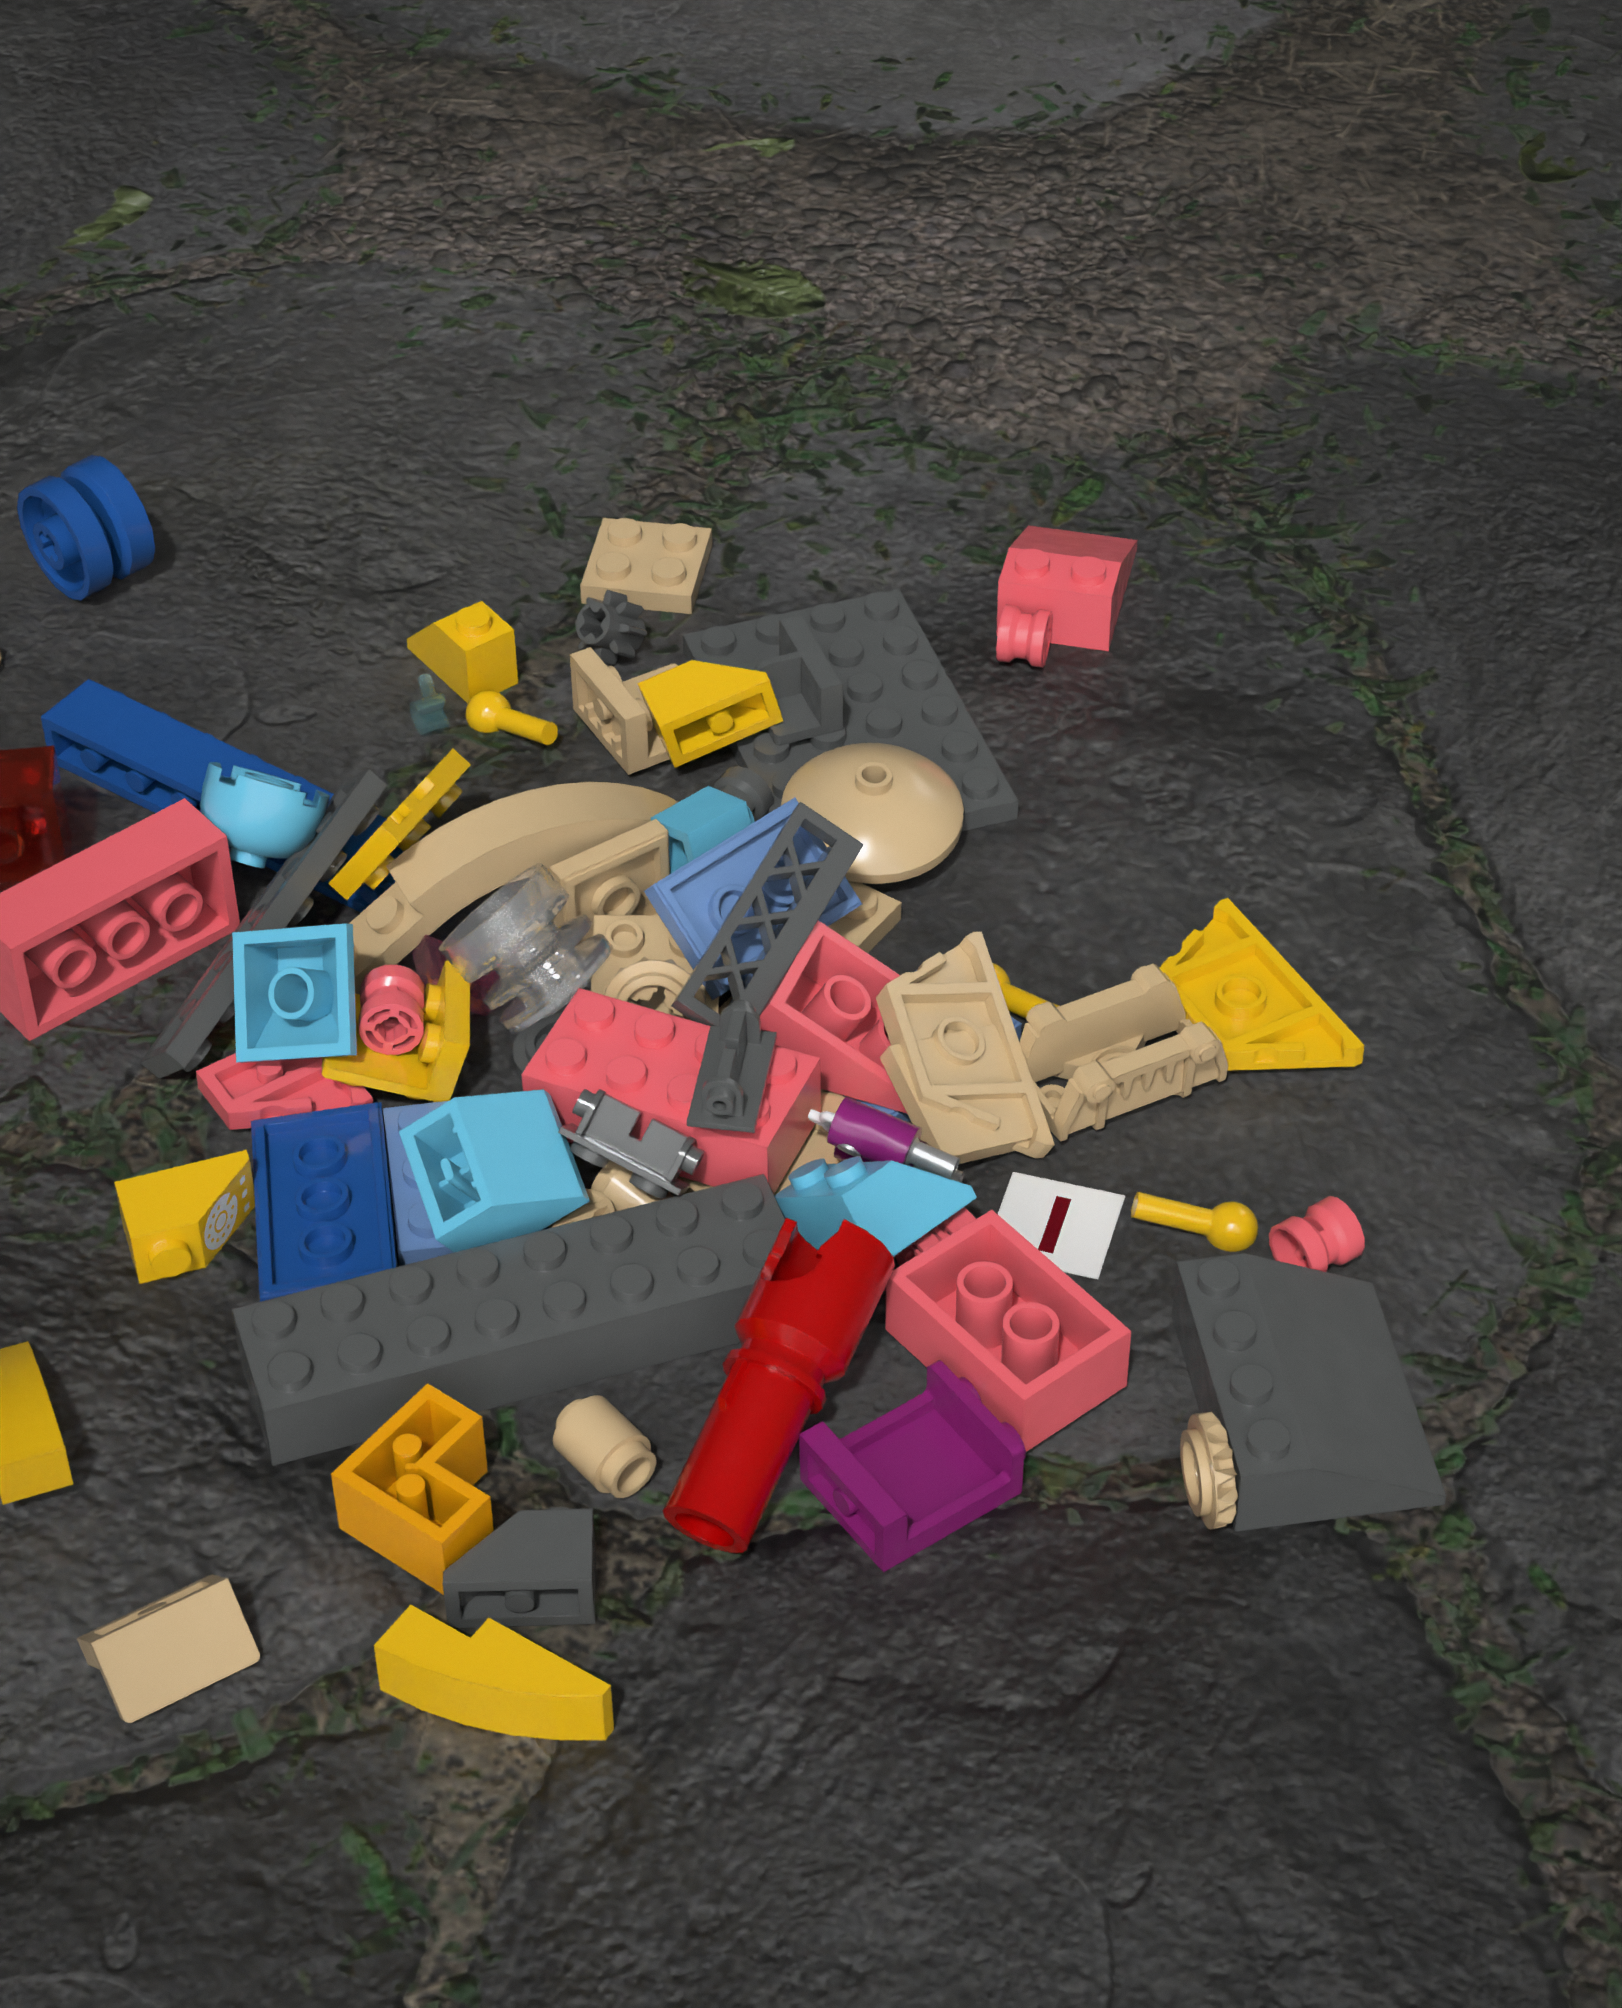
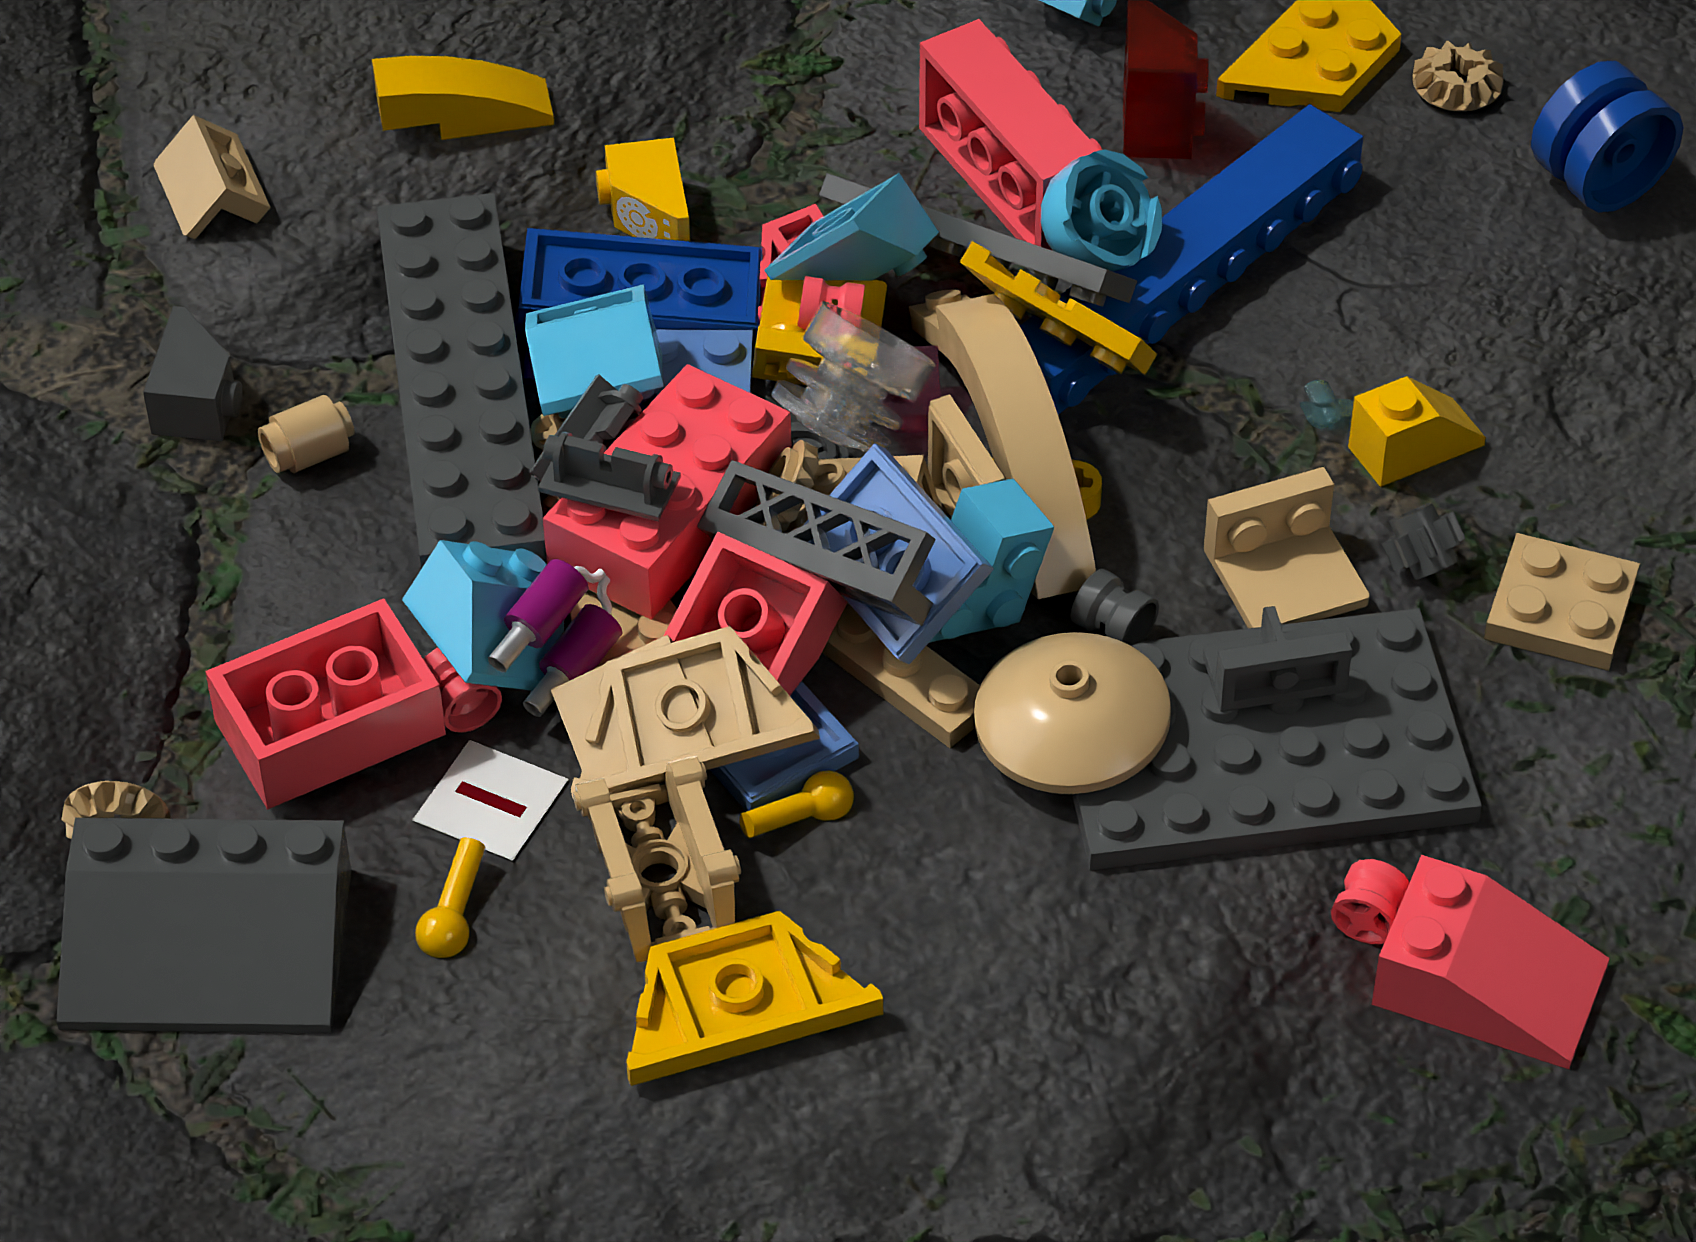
camera: 100 degrees right, 5 degrees up
(414, 1489) = (282, 299): light orange brick -> none
(491, 1680) = (96, 347): yellow slope -> none
(492, 712) = (1321, 450): yellow bar -> none
(708, 707) = (1239, 573): yellow slope -> none
(793, 1340) = (312, 519): red piece -> none
(915, 1469) = (202, 616): magenta panel -> none
(1321, 1238) = (379, 976): coral wheel -> none

